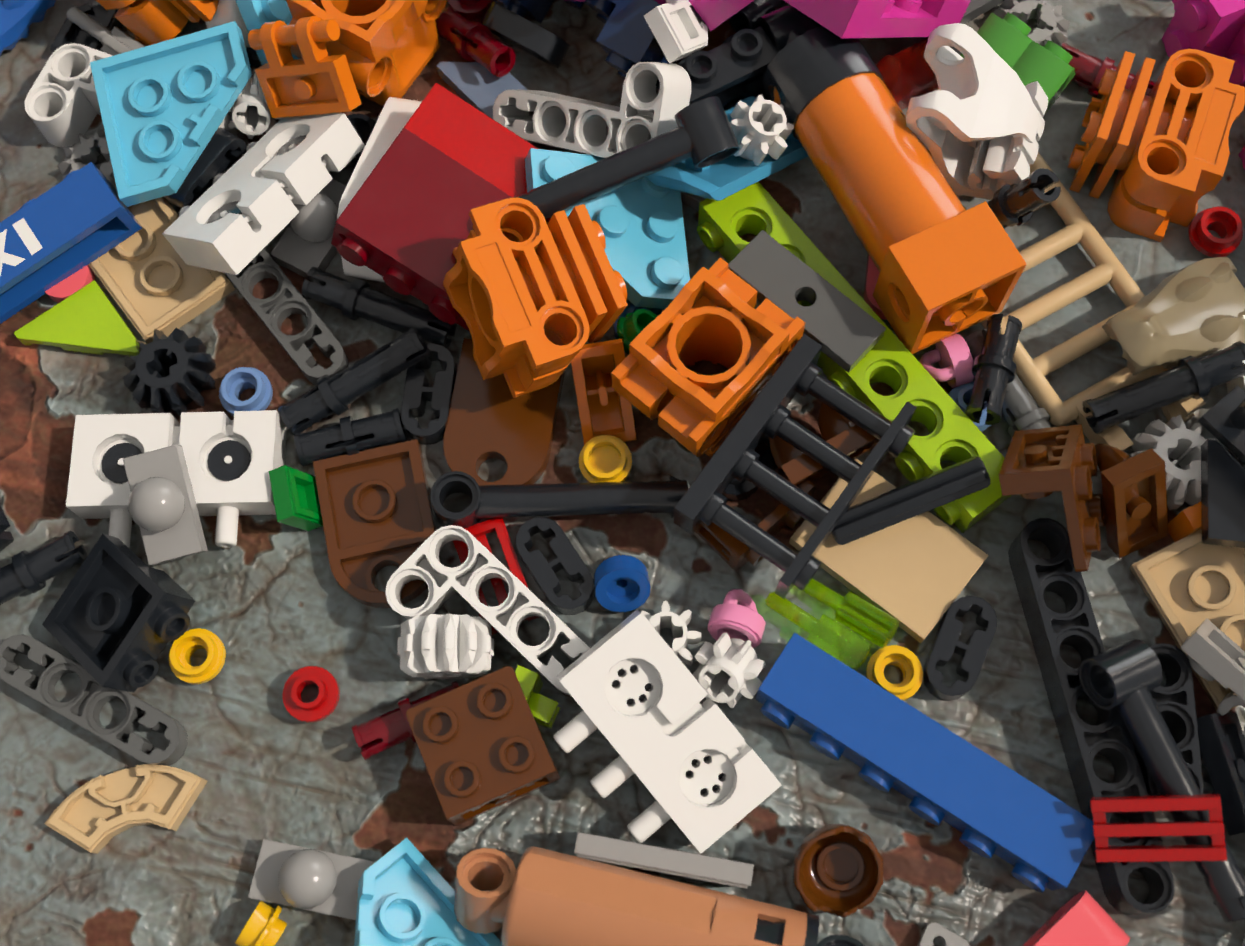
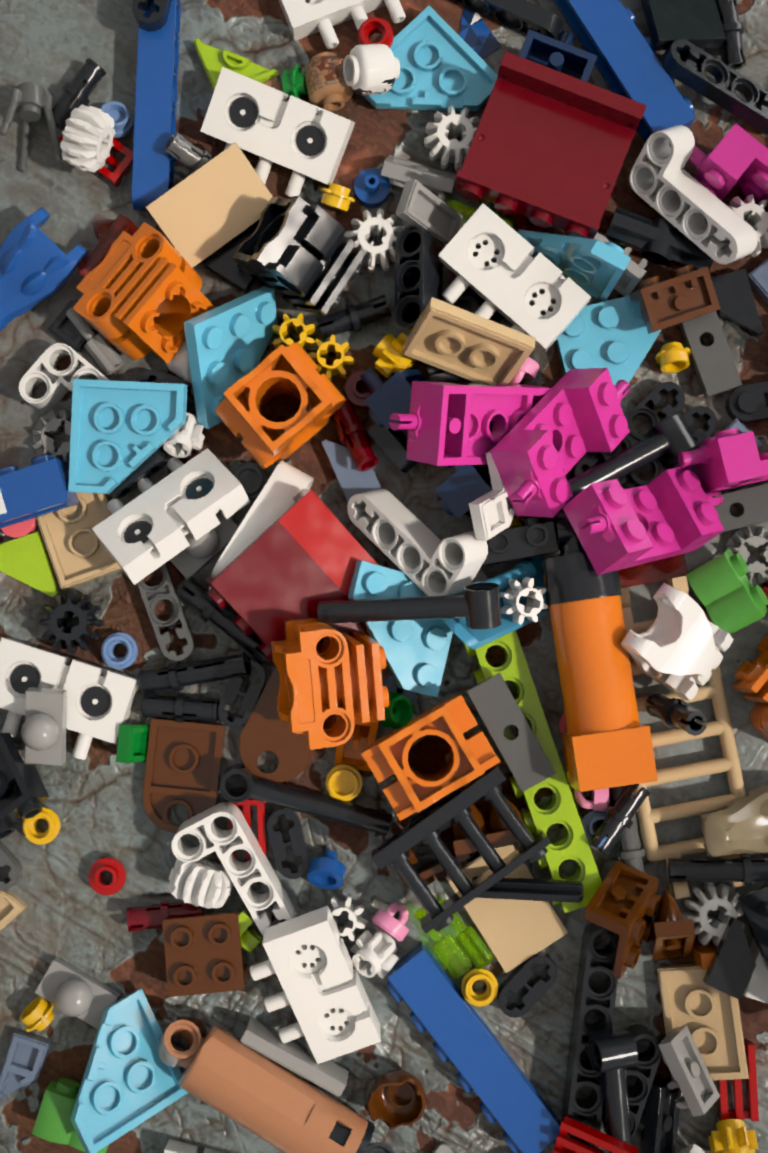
camera: 10 degrees right, 15 degrees up
(308, 84) = (222, 448): orange plate -> none

